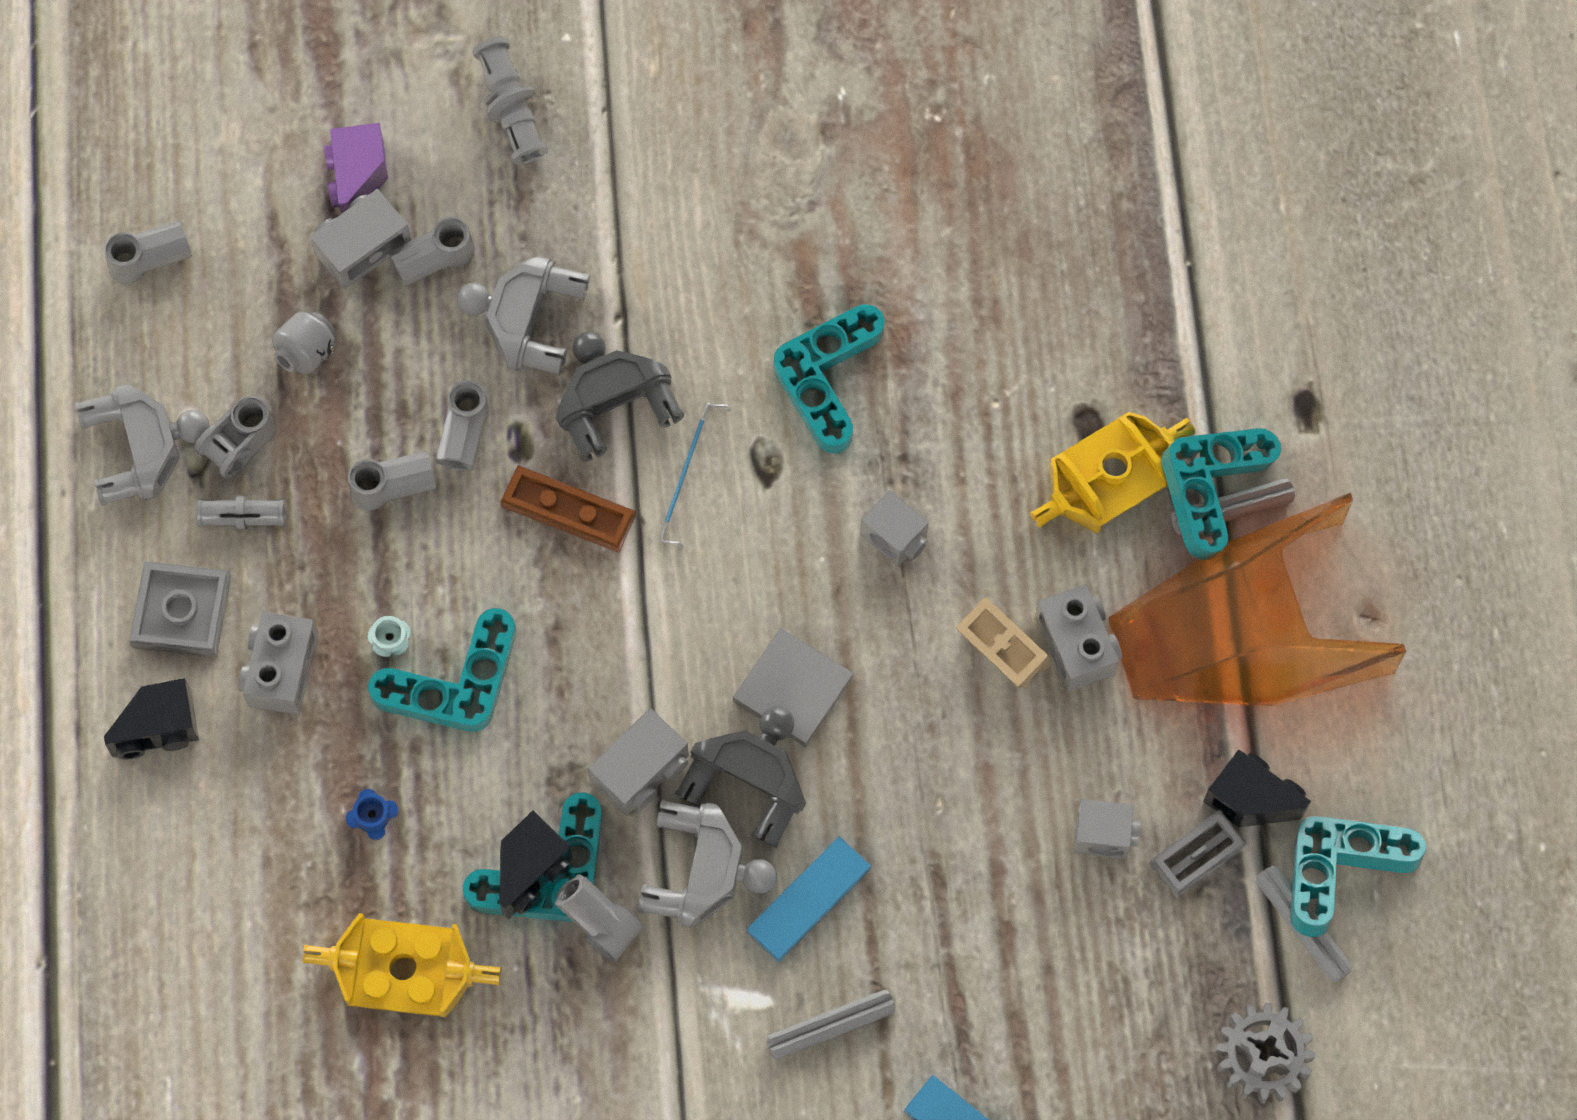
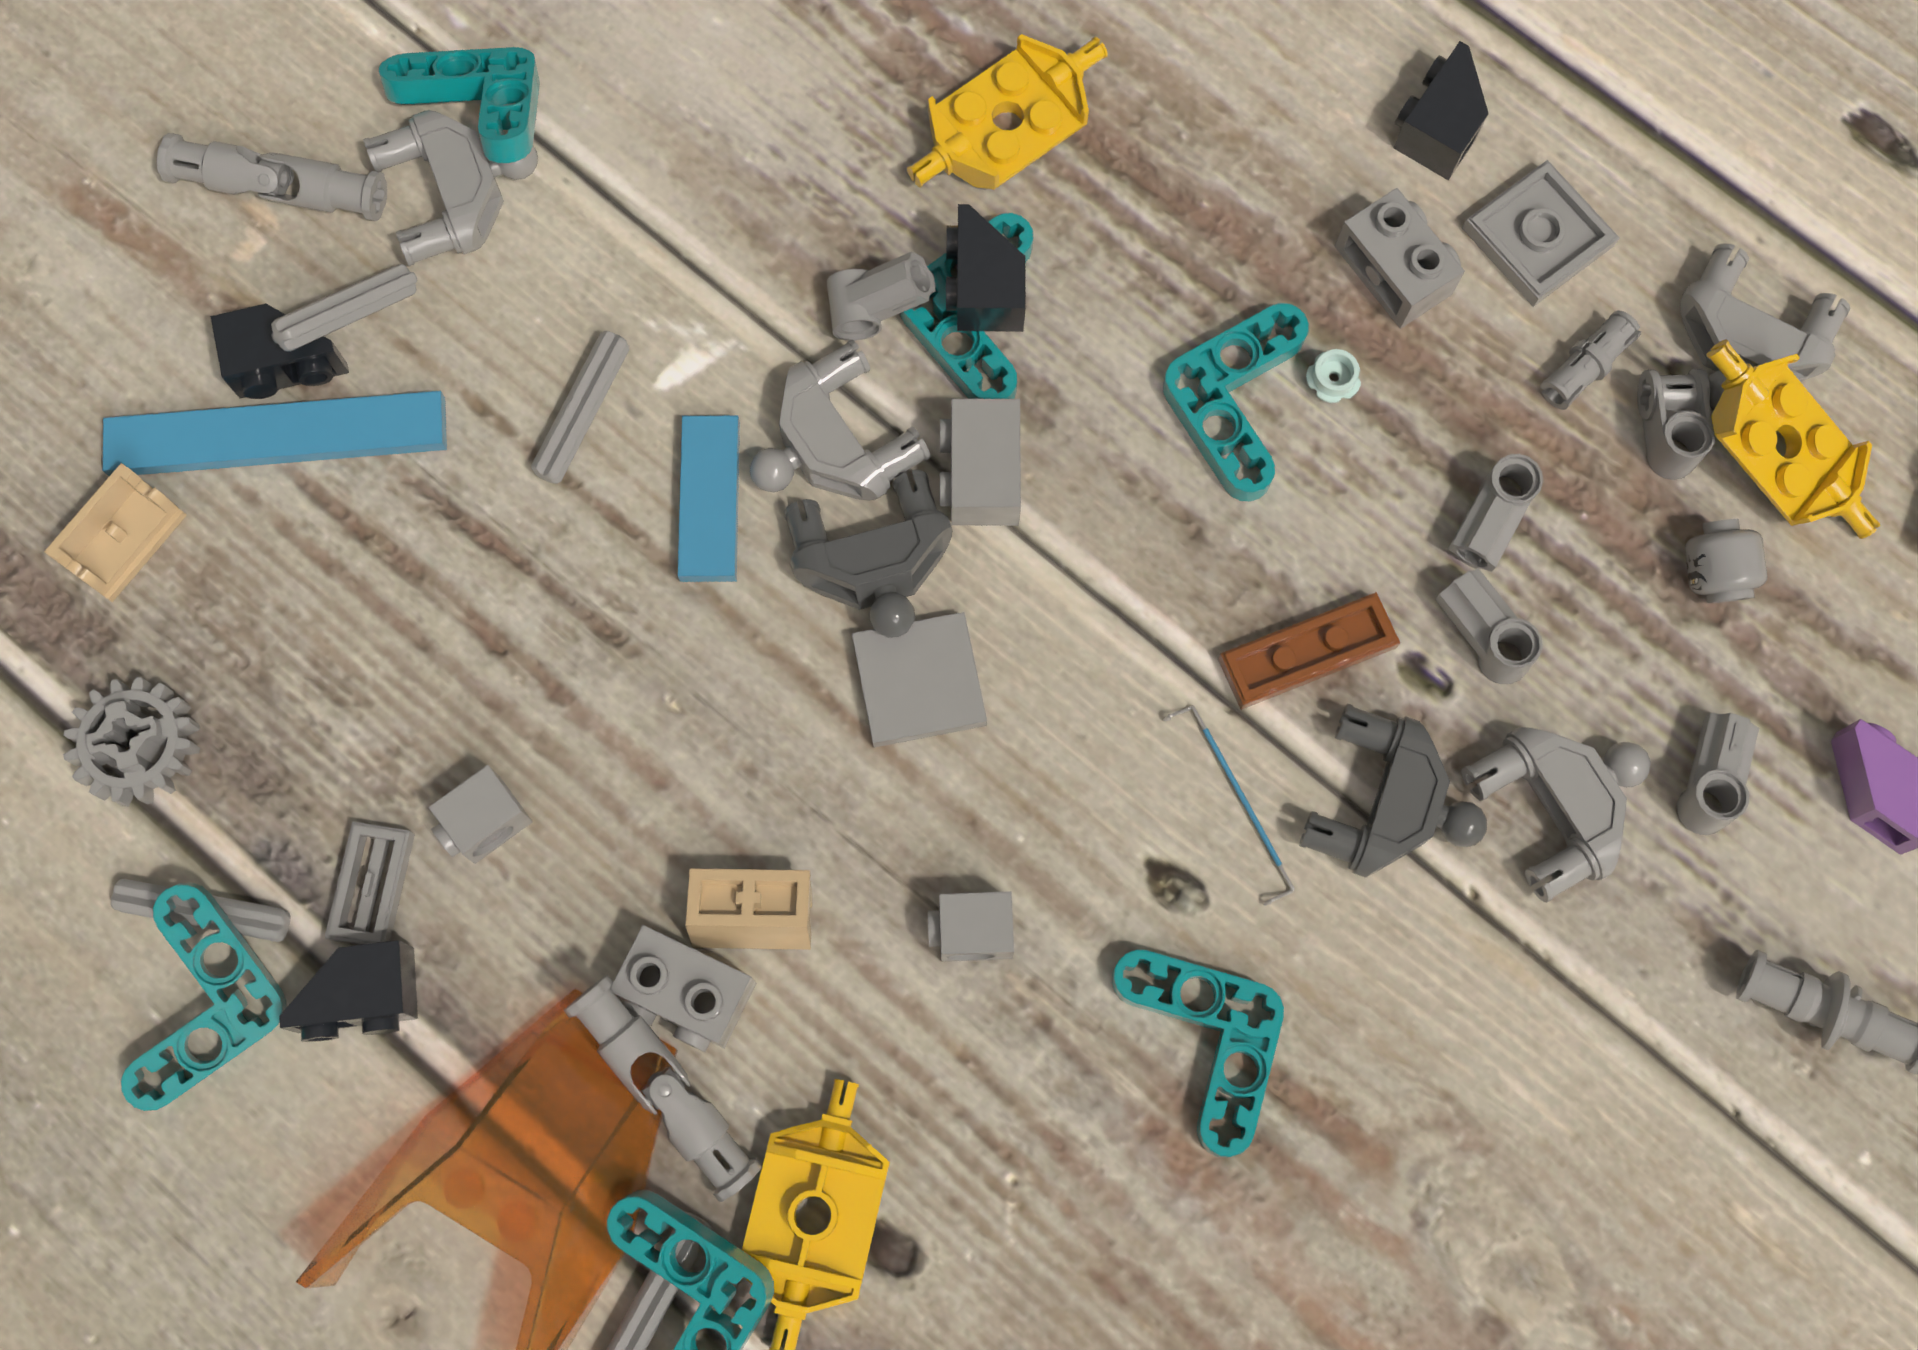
camera: 135 degrees right, 5 degrees up
(197, 341) = (1820, 466): none -> yellow plate
(359, 238) = (1801, 712): light grey brick -> none
(367, 802) = (1180, 201): blue plate -> none
(1135, 566) = (691, 1122): none -> light grey piece

